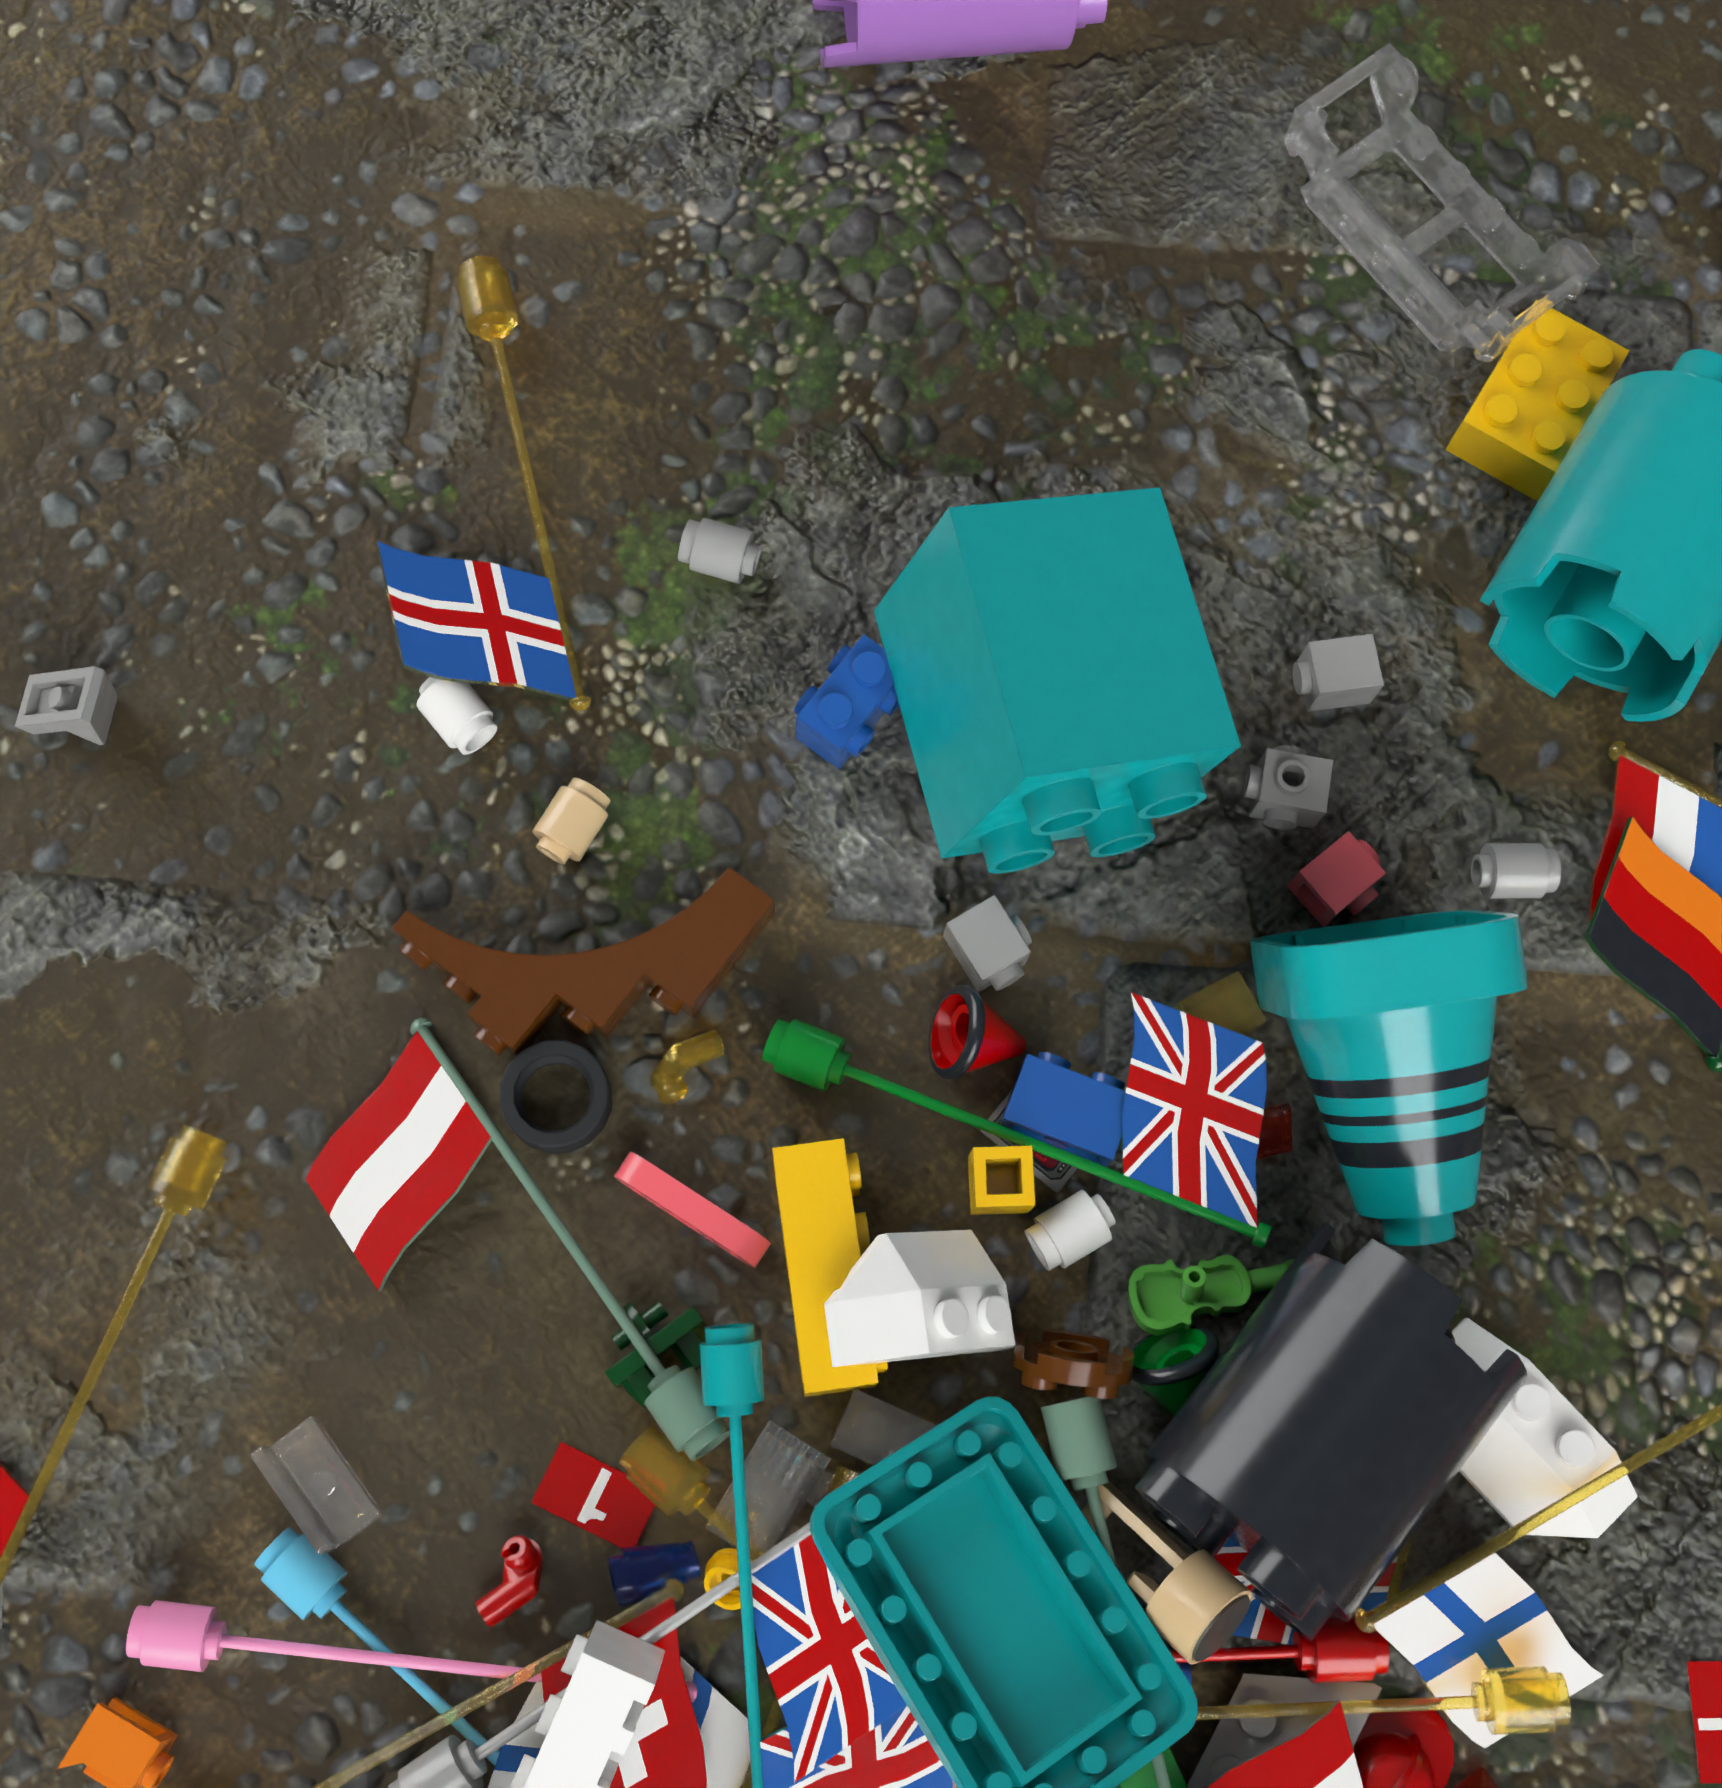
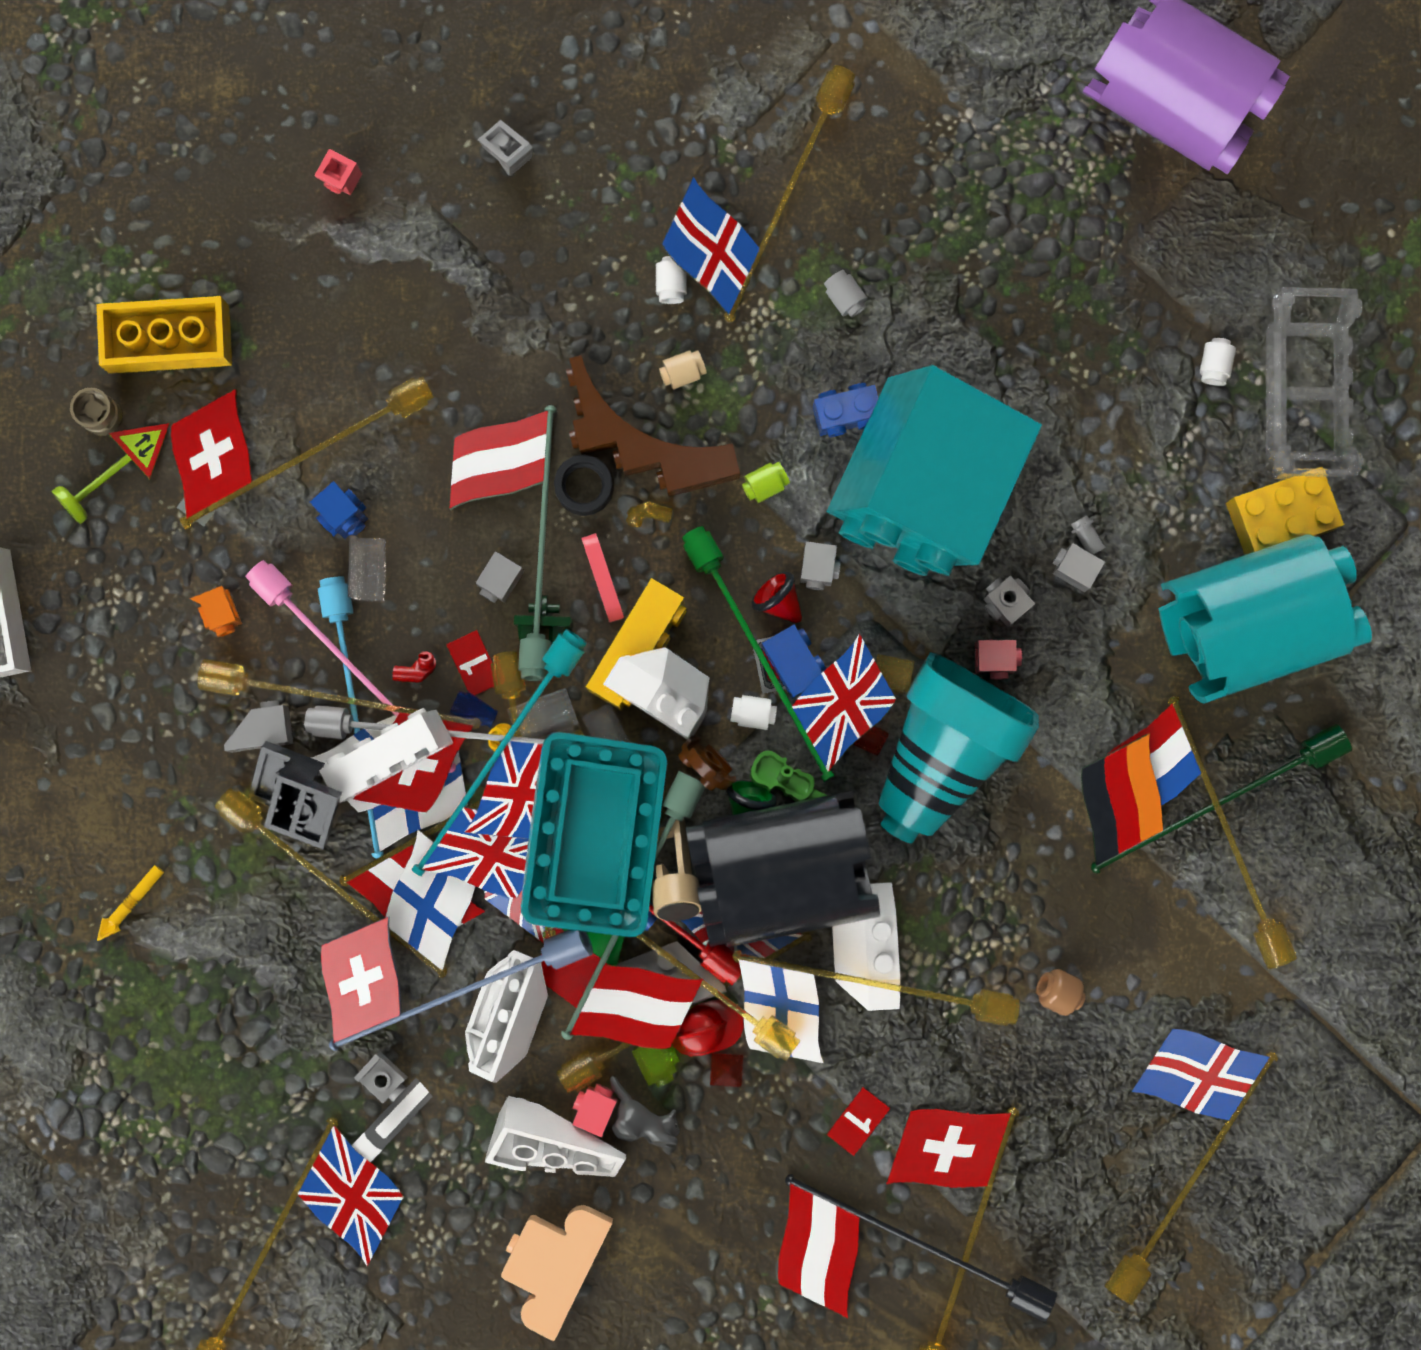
camera: 45 degrees right, 10 degrees up
(205, 1429) = (340, 511): none -> blue brick
(536, 1335) = (499, 578): none -> light grey brick
(817, 887) = (765, 482): none -> lime brick
(1001, 1180) = (739, 667): yellow brick -> none
(1282, 277) = (1217, 361): none -> white brick
(1311, 621) = (1087, 535): none -> light grey pin
(1516, 870) = (1079, 716): light grey brick -> none

